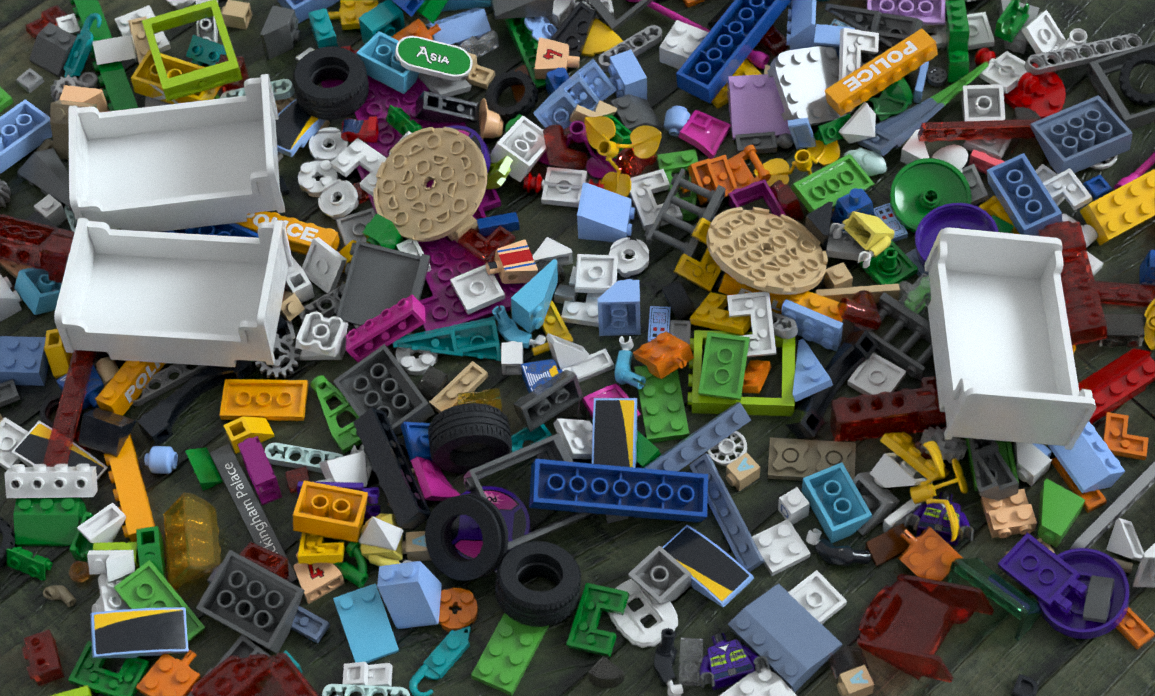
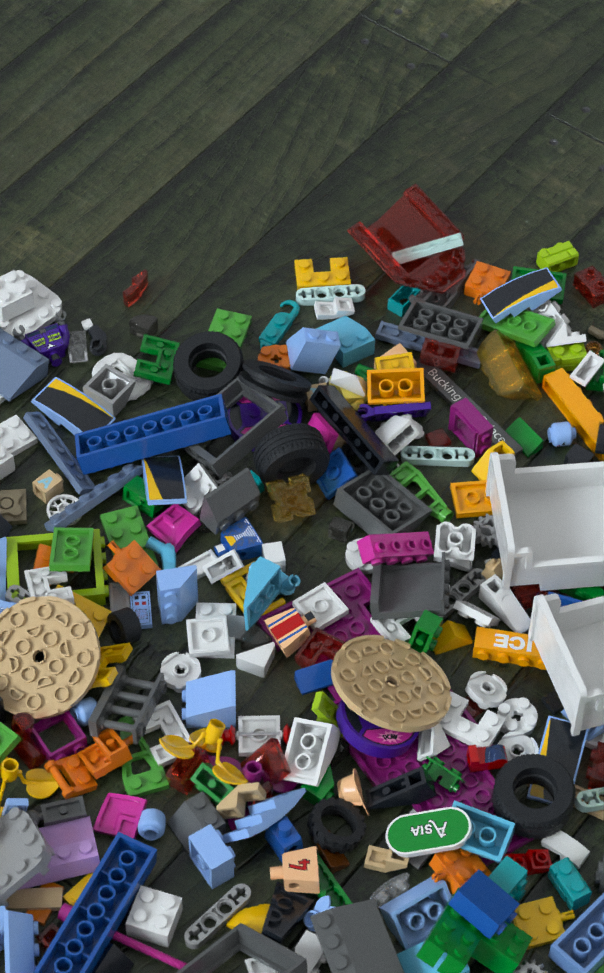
camera: 165 degrees right, 5 degrees down
(354, 224) = (457, 666): light grey tile -> none
(464, 382) = (316, 527): tan plate -> none
(471, 339) = (323, 566): teal wedge -> none

